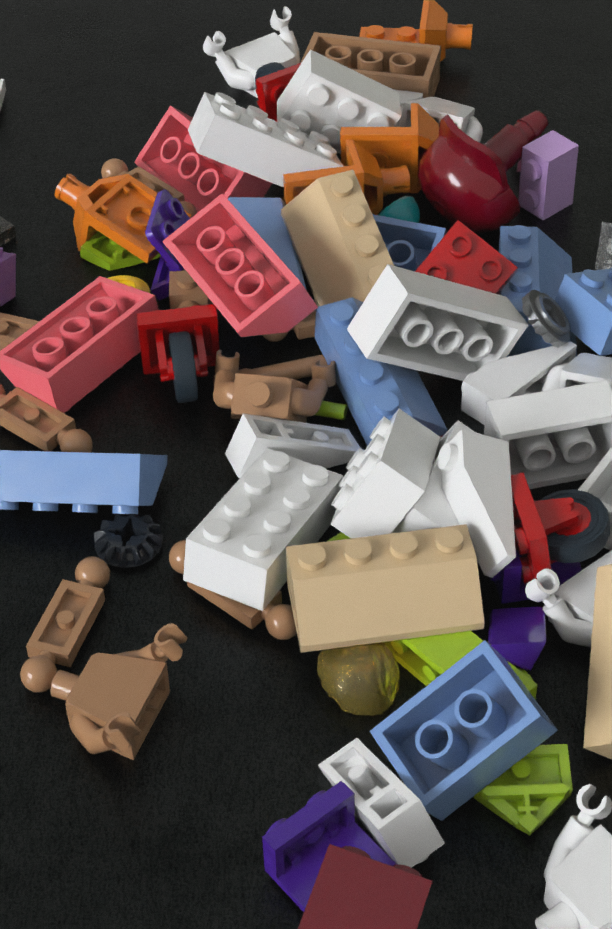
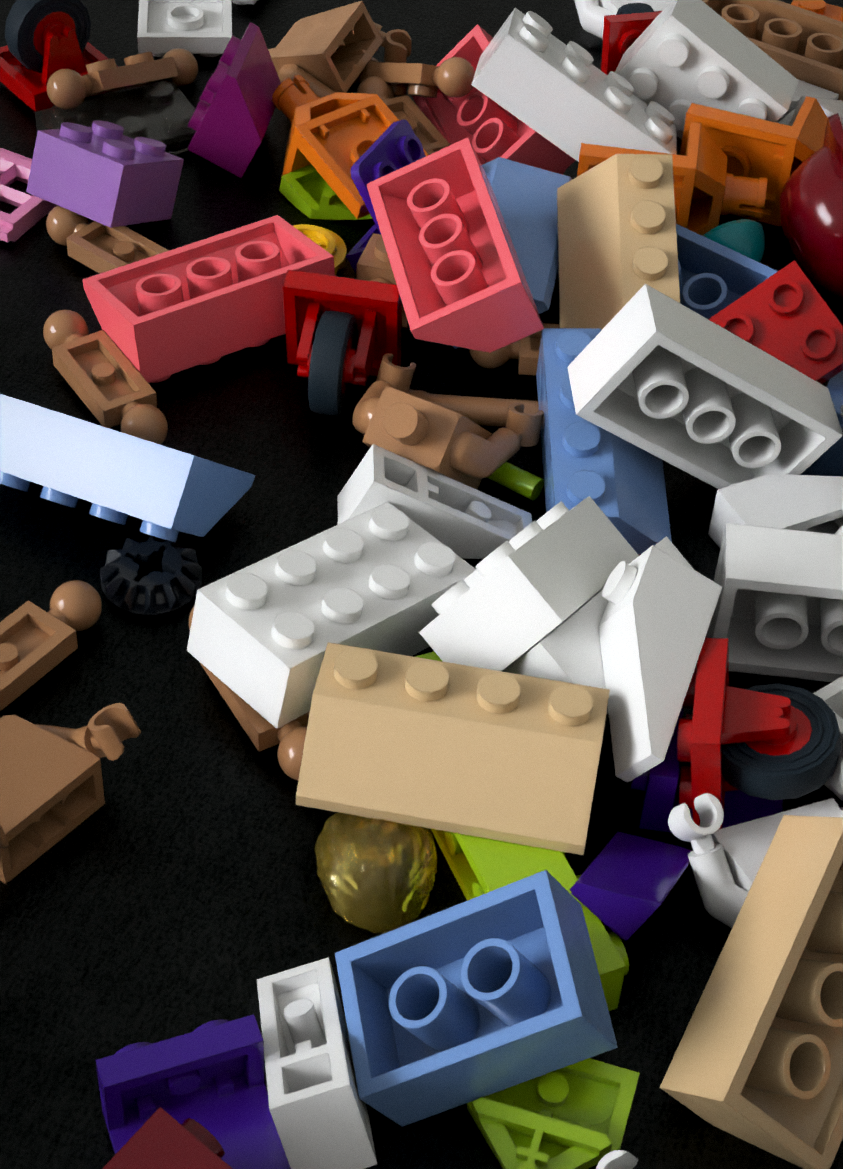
camera: 15 degrees right, 0 degrees up
(30, 205) = (236, 104): none -> magenta slope
(74, 148) = (335, 48): none -> medium nougat torso
(171, 147) = (423, 80): none -> medium nougat plate

